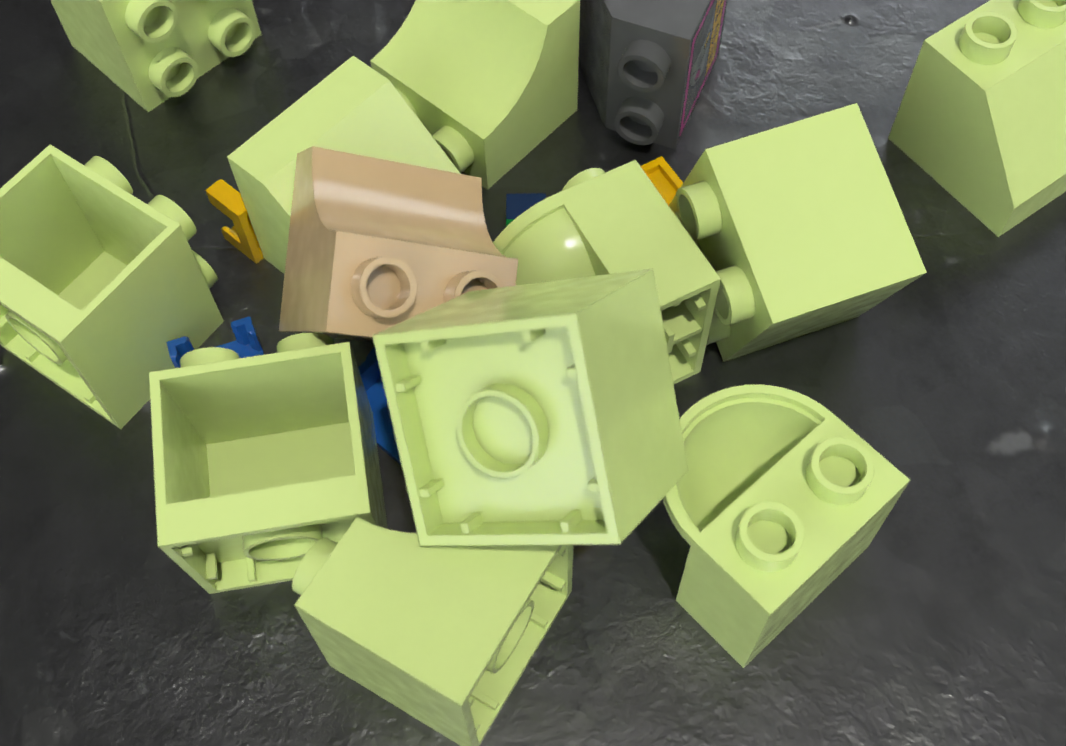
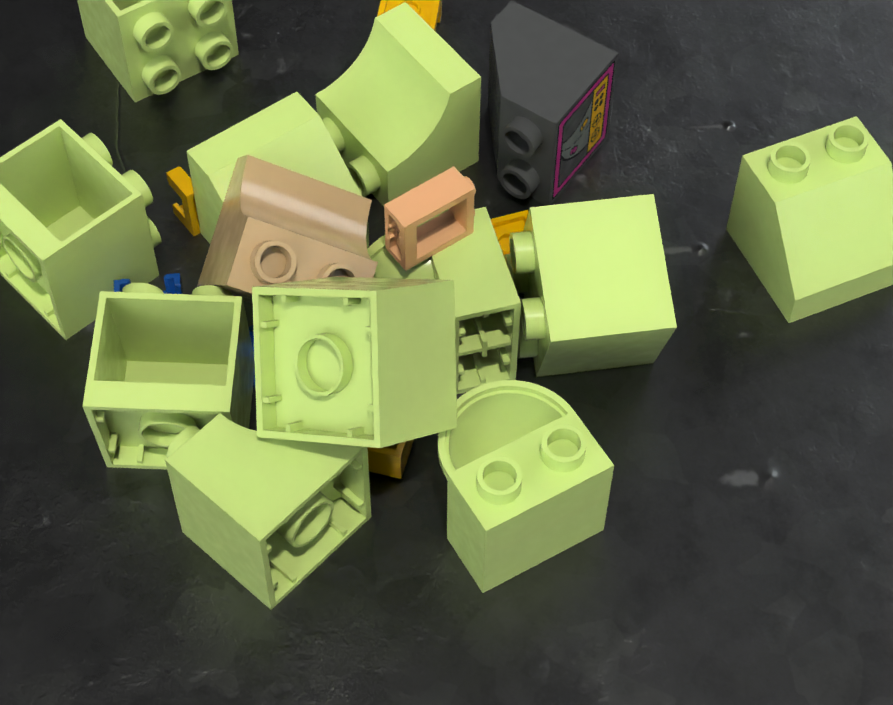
camera: 10 degrees right, 5 degrees down
(577, 186) = (403, 214): none -> light nougat window

